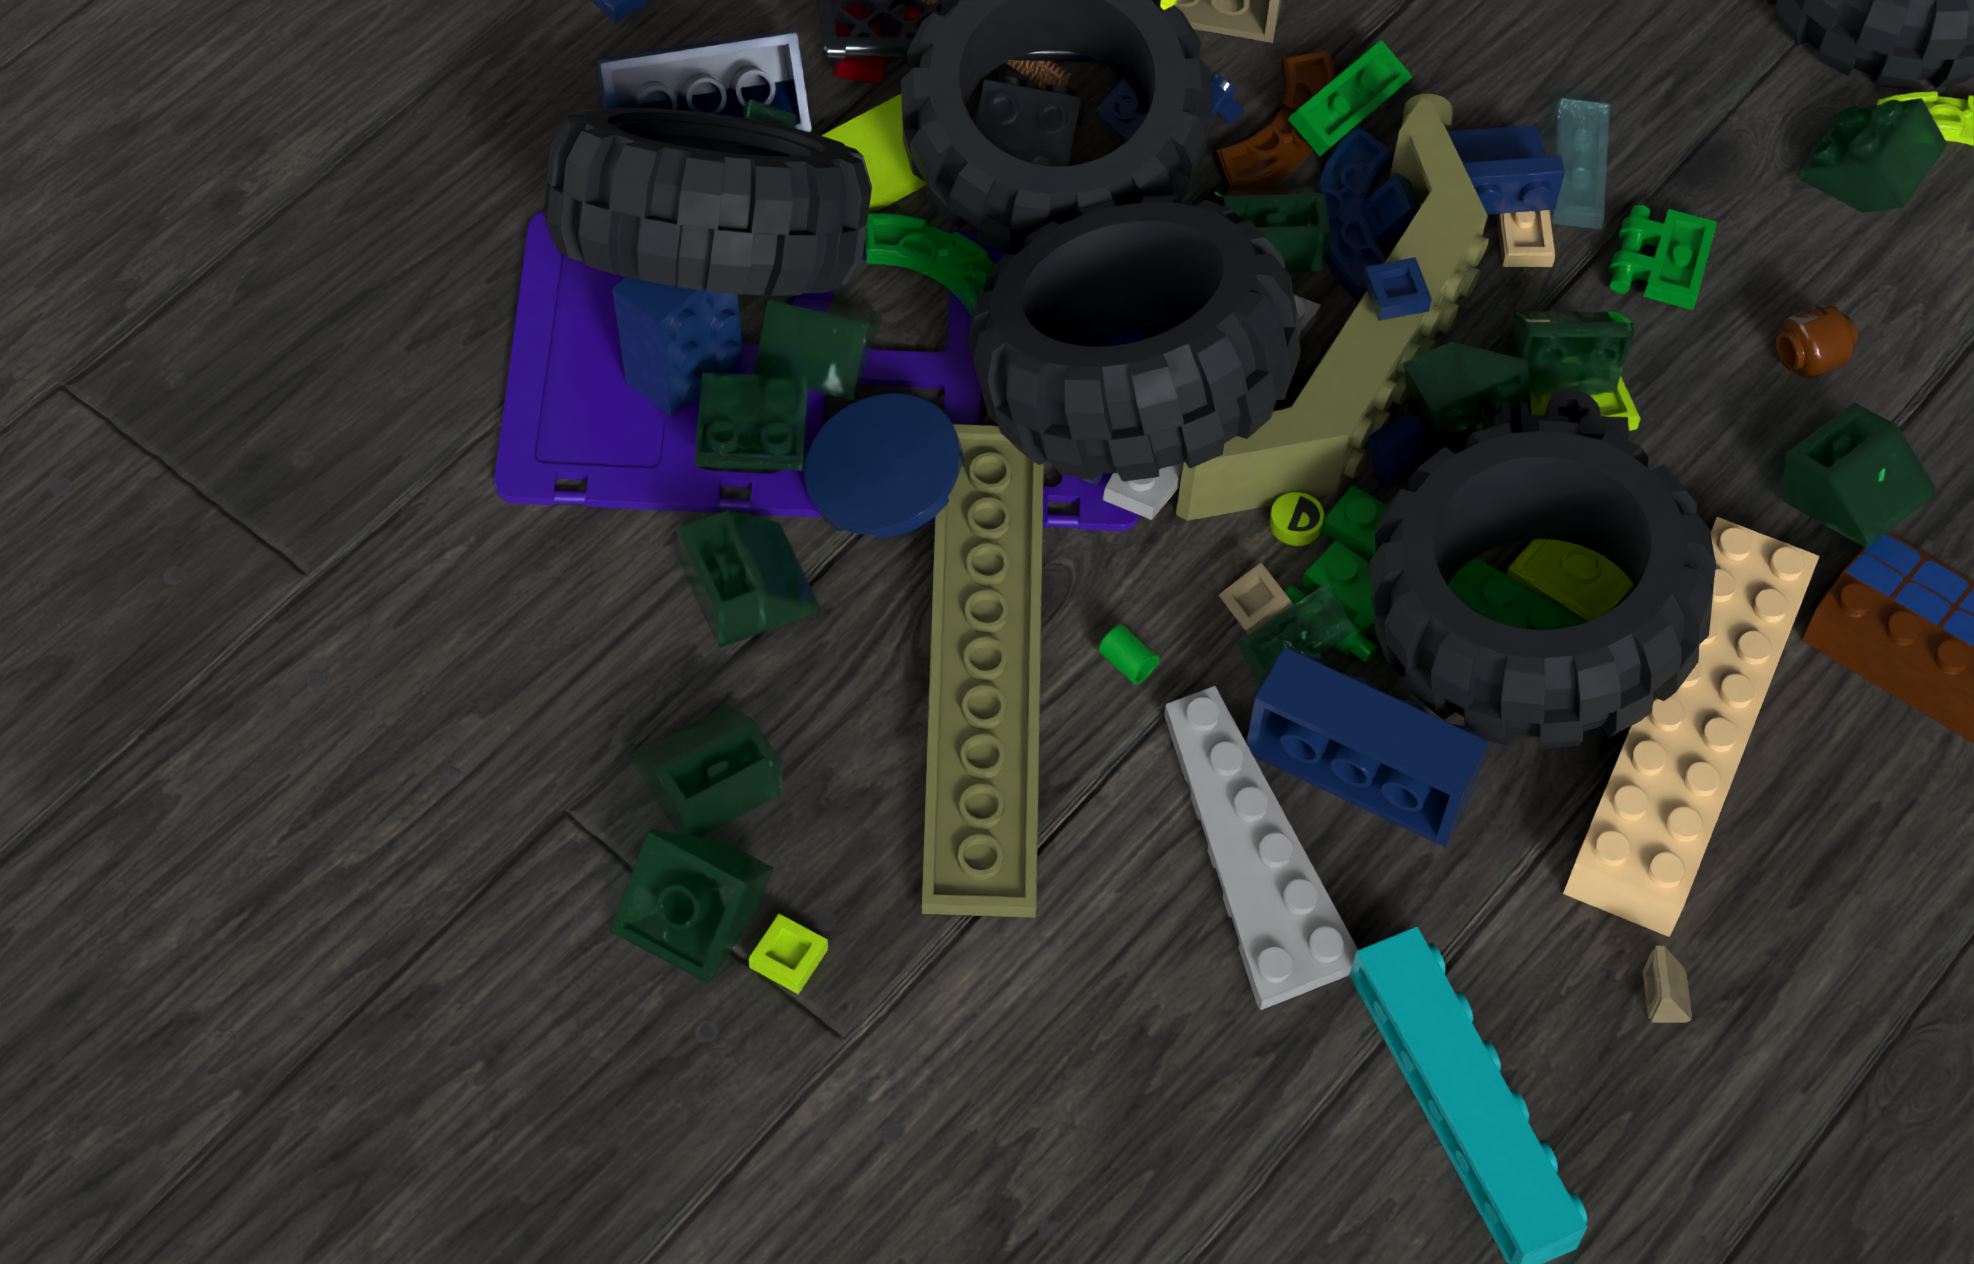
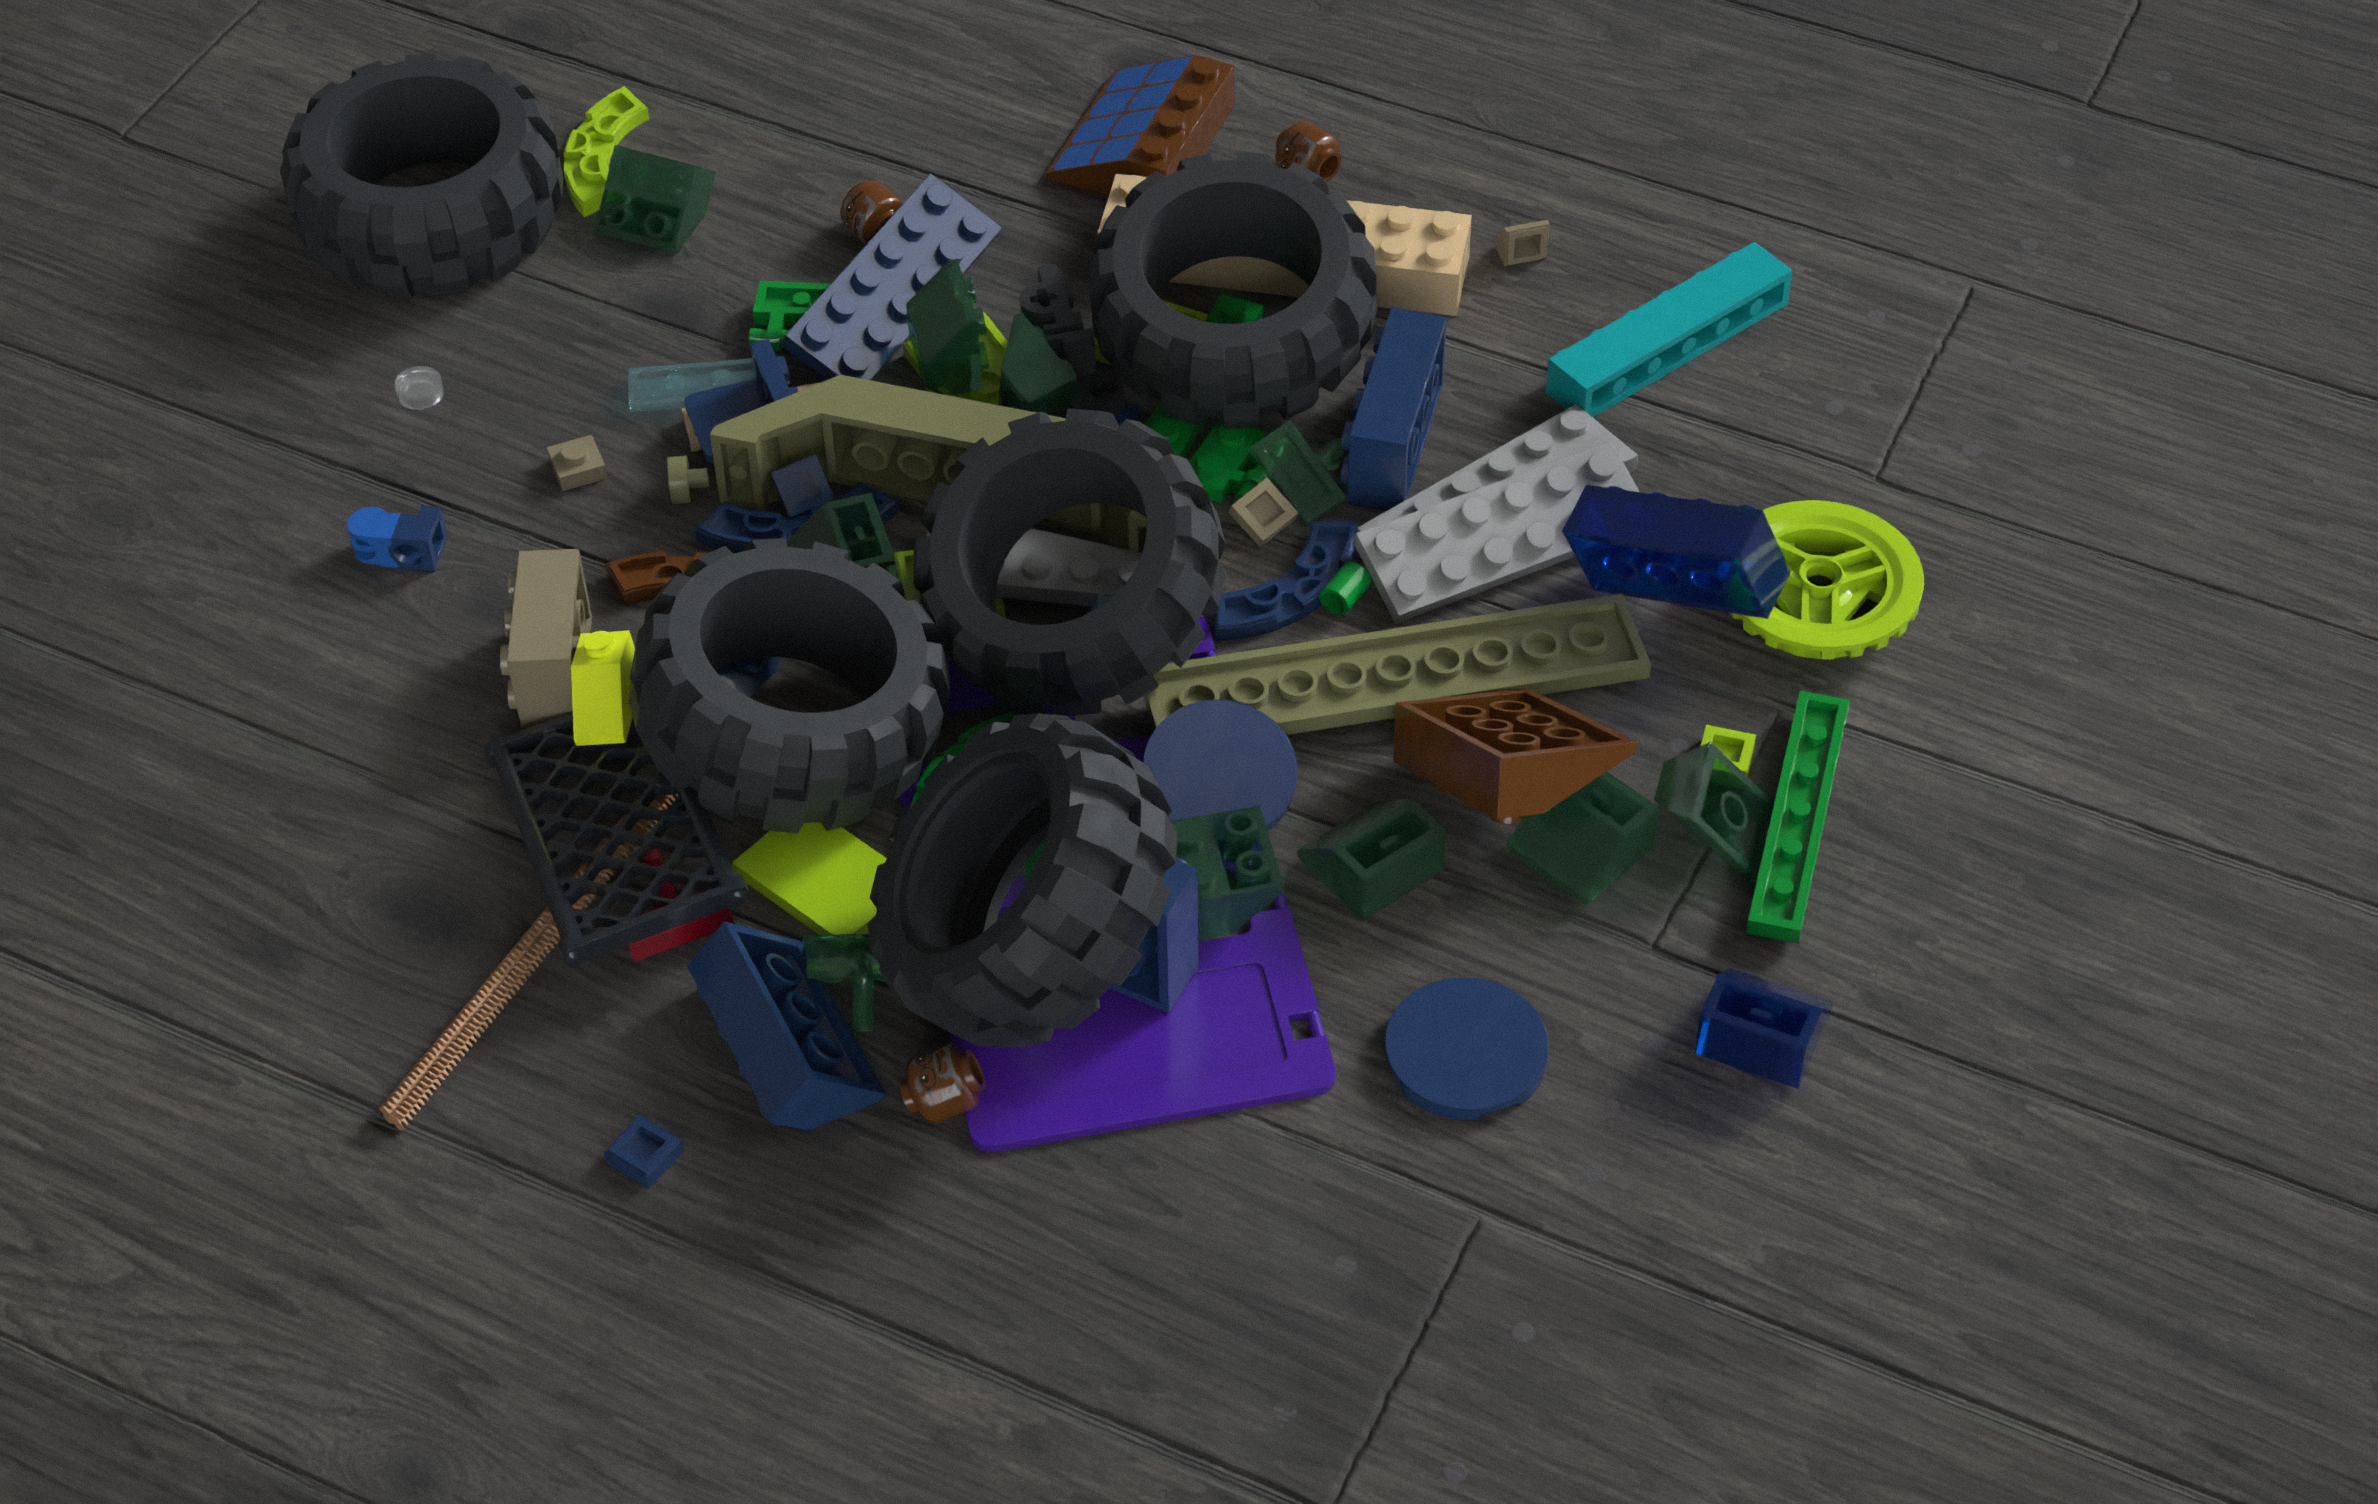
camera: 100 degrees left, 10 degrees down
(410, 855) = (1761, 1026): none -> clear blue slope
(493, 607) = (1466, 1048): none -> dark blue tile
(675, 990) = (1798, 818): none -> green plate
(807, 697) = (1504, 750): none -> reddish brown slope
(1031, 934) = (1677, 550): none -> clear blue brick
(1049, 1073) = (1863, 561): none -> lime gear
(1136, 601) = (1295, 594): none -> dark blue tile
(1169, 826) = (1483, 534): none -> light grey plate
(1350, 98) = (671, 529): green plate -> none
(1397, 289) = (957, 405): dark blue plate -> none
(1483, 51) = (577, 463): none -> dark tan plate
(1694, 337) = (864, 312): none -> plate
(1856, 476) = (1016, 175): clear green slope -> none
(1862, 789) = (1310, 148): none -> reddish brown head

